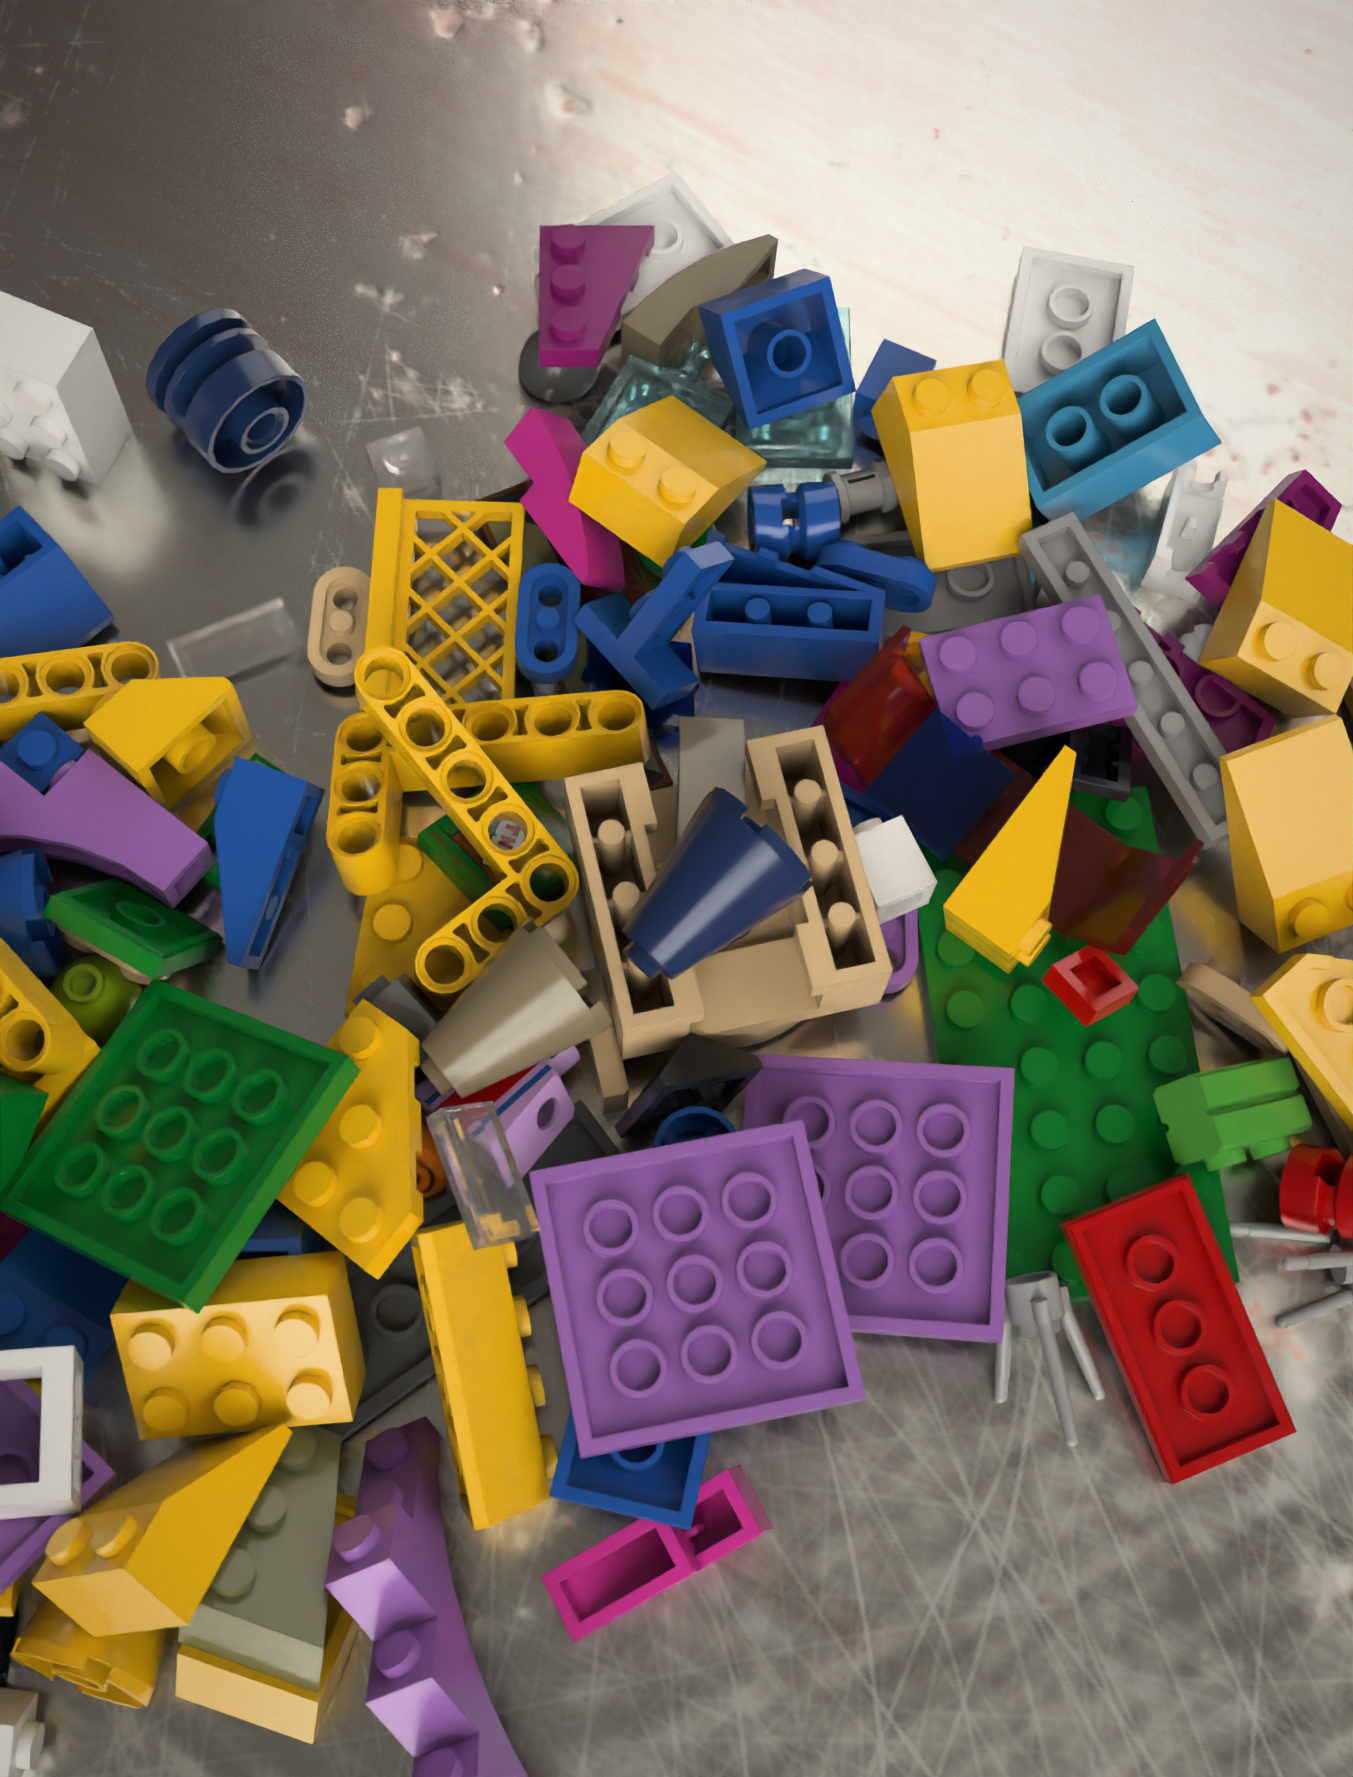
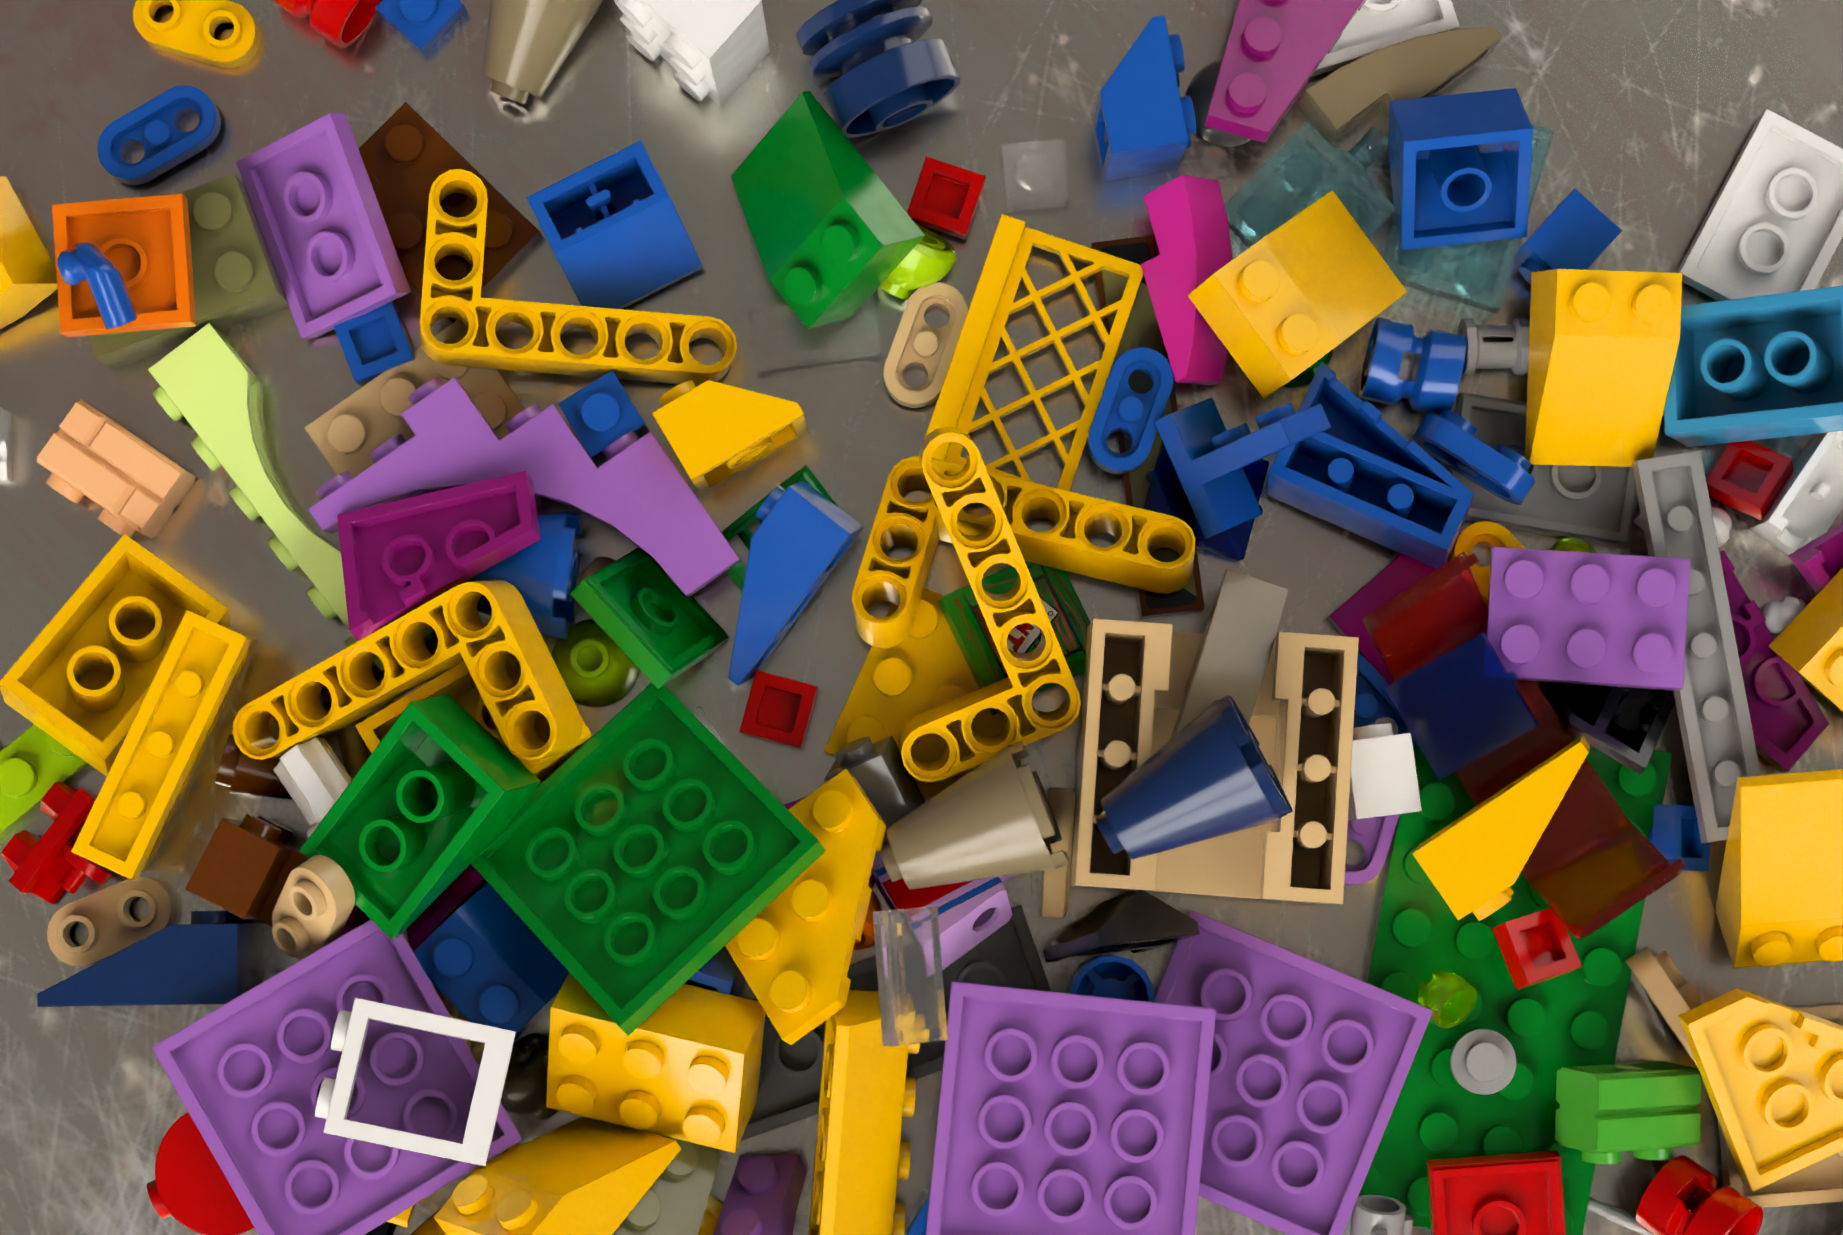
camera: 20 degrees right, 15 degrees up
(113, 1430) = (527, 1077): none -> clear smoke brick
(212, 532) = (820, 215): none -> green slope
(289, 987) = (778, 709): none -> red plate
(304, 554) = (922, 266): none -> lime brick
(325, 500) = (946, 198): none -> red plate
(481, 370) = (1139, 111): none -> blue slope
(1026, 1048) = (1448, 997): none -> clear neon green hinge
(1079, 1109) = (1483, 1061): none -> light grey plate
(1125, 534) = (1749, 477): none -> red plate
(1174, 839) = (1678, 836): none -> blue plate

